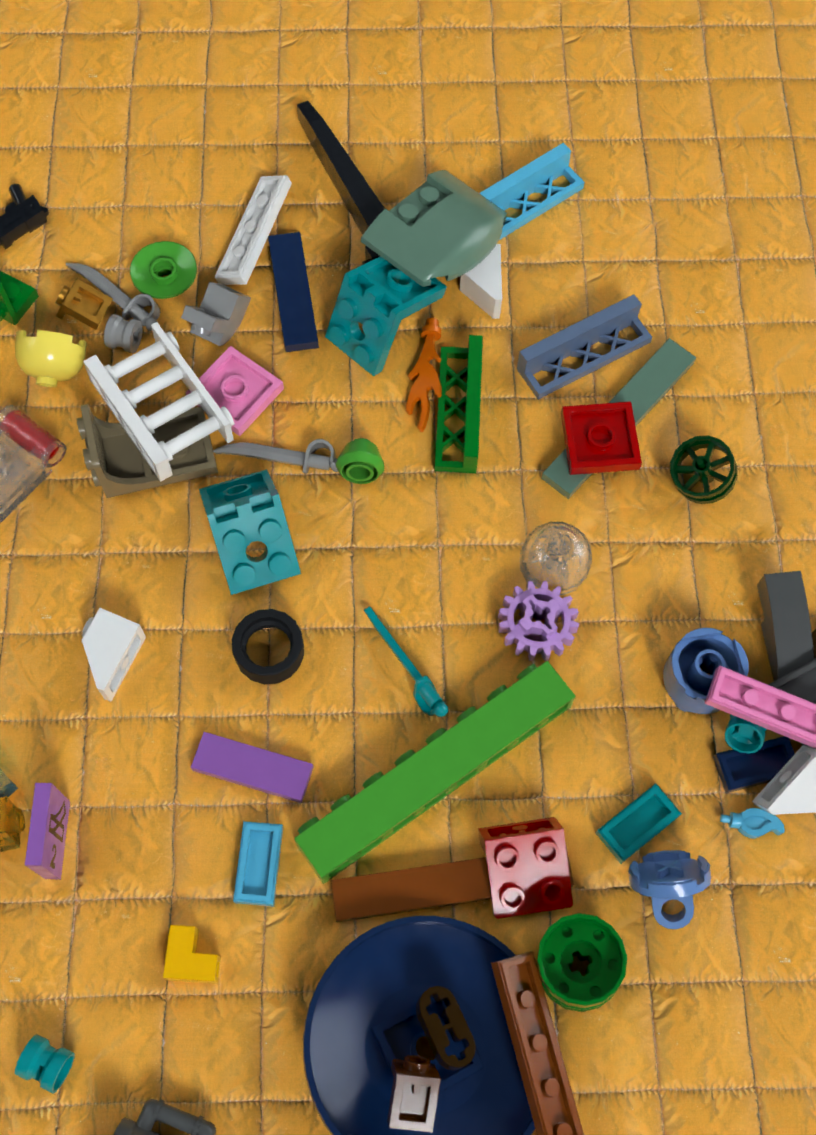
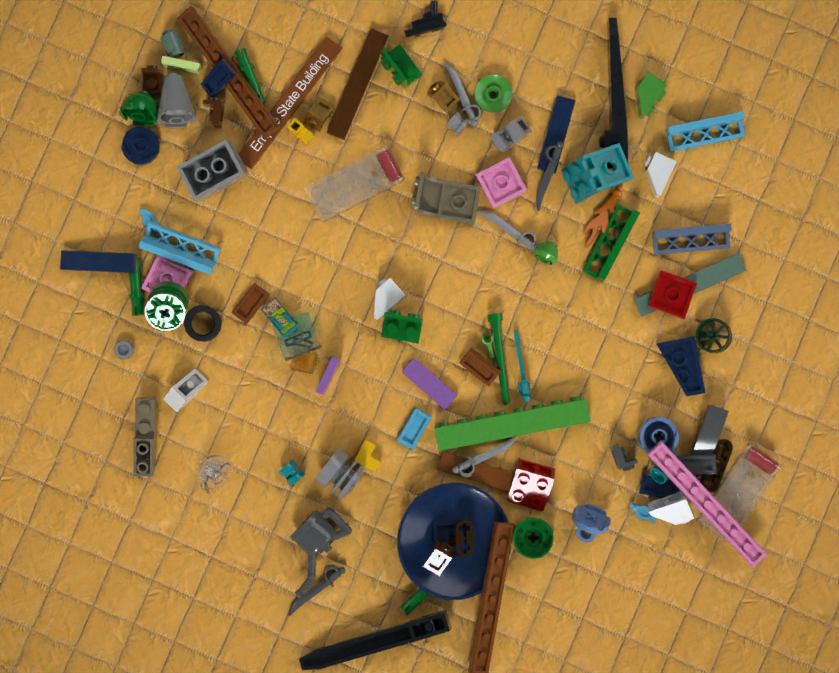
camera: 25 degrees right, 20 degrees up
(49, 356) = (415, 123): light yellow cylinder -> none
(134, 1014) = (339, 474): none -> light grey wheel
(141, 428) = (442, 171): white fence -> none
(156, 682) = (402, 327): none -> green bracket
(248, 512) = (476, 263): teal bracket -> none
(253, 230) = (551, 87): white tile -> none
(267, 619) = (458, 315): black tyre -> none
(305, 323) = (549, 171): none -> dark grey sword
(323, 605) = (495, 322): none -> green piece
(329, 648) = (488, 341): none -> bright green hand
(331, 695) = (480, 367): none -> dark orange tile
(394, 872) = (481, 457): none -> light grey sword
(406, 171) = (647, 93): none -> bright green slope
(437, 230) = (646, 142): sand green slope -> none
(538, 604) = (585, 376): lavender gear -> none
(556, 555) = (618, 346): clear cylinder -> none
(638, 823) = (591, 488): teal tile -> none
(658, 740) = (619, 457): none -> dark grey bracket
(681, 537) = (684, 363): none -> dark blue wing

